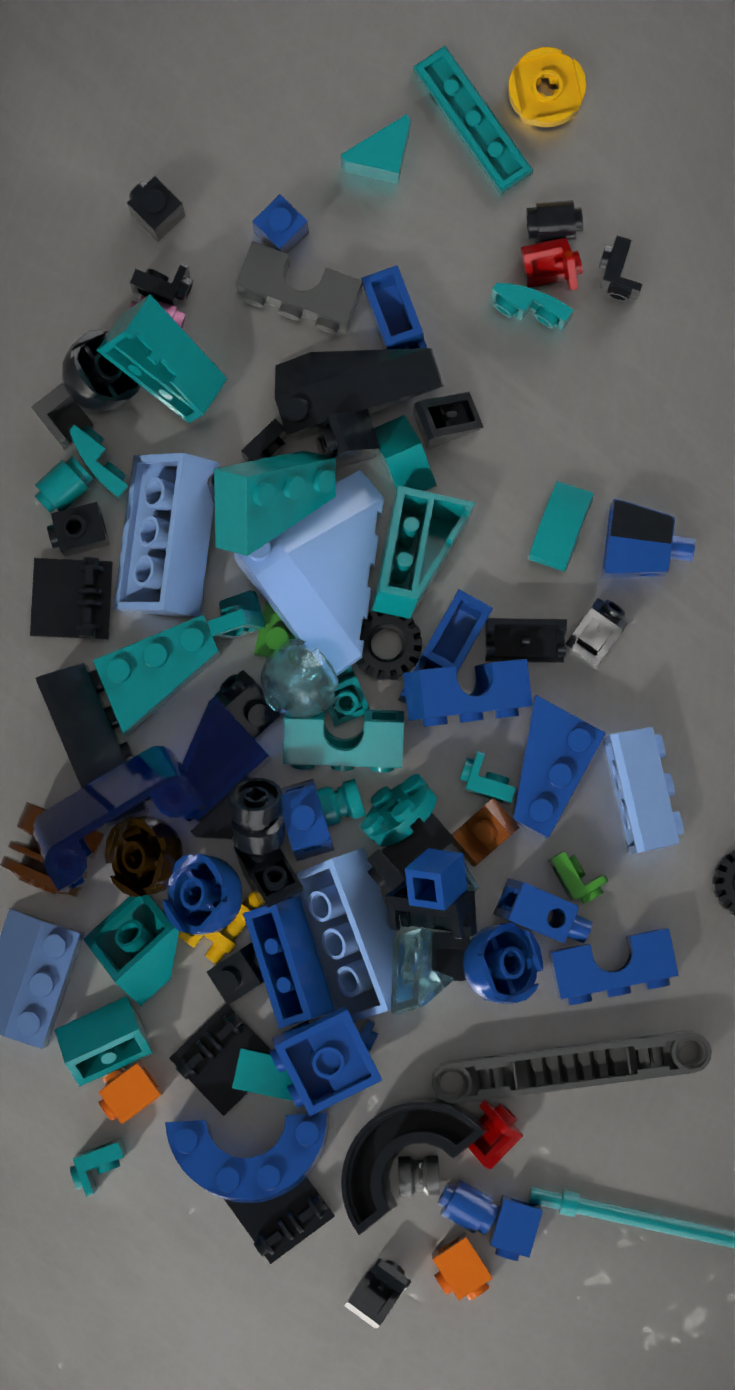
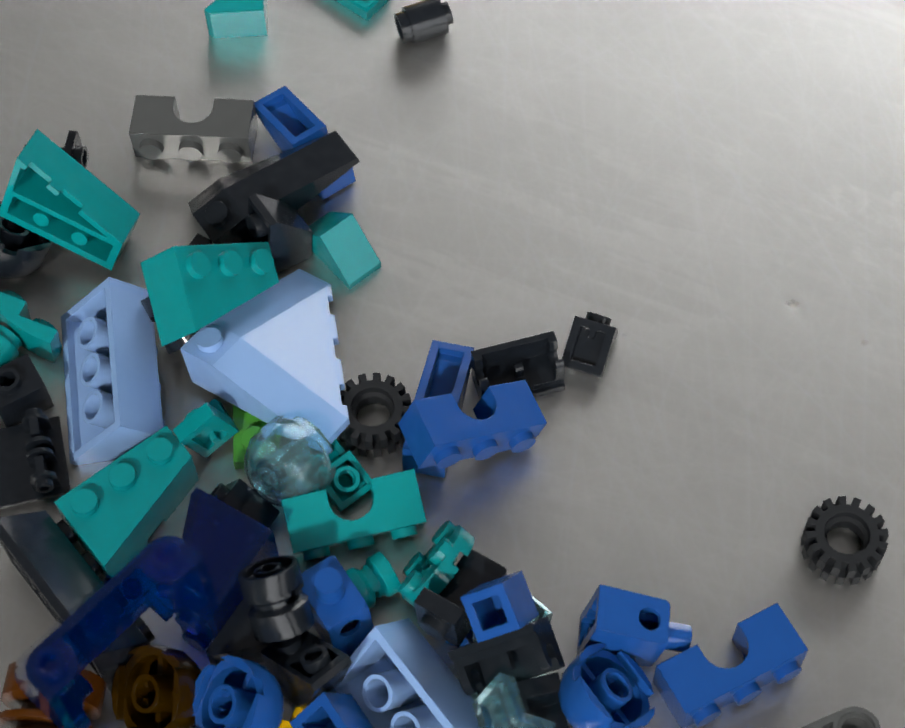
camera: 15 degrees left, 25 degrees down
(155, 207) = (36, 98): black brick -> none
(280, 225) = (163, 77): blue brick -> none
(415, 547) = (378, 307): teal wedge -> none
(446, 418) = (369, 199): black slope -> none
(484, 832) = (542, 560): dark orange bracket -> none
(491, 786) = (524, 522): teal bracket -> none
(518, 300) = (414, 85): teal slope -> none
(551, 263) = (432, 51): red bracket -> none
(552, 765) = (587, 474): blue wedge -> none
(561, 526) = (518, 262): teal slope -> none
(569, 873) = (647, 580): bright green bracket -> none
(613, 263) = (499, 52): black bracket -> none
(641, 542) = (604, 254): blue torso -> none
(643, 789) = (691, 477): light blue slope -> none

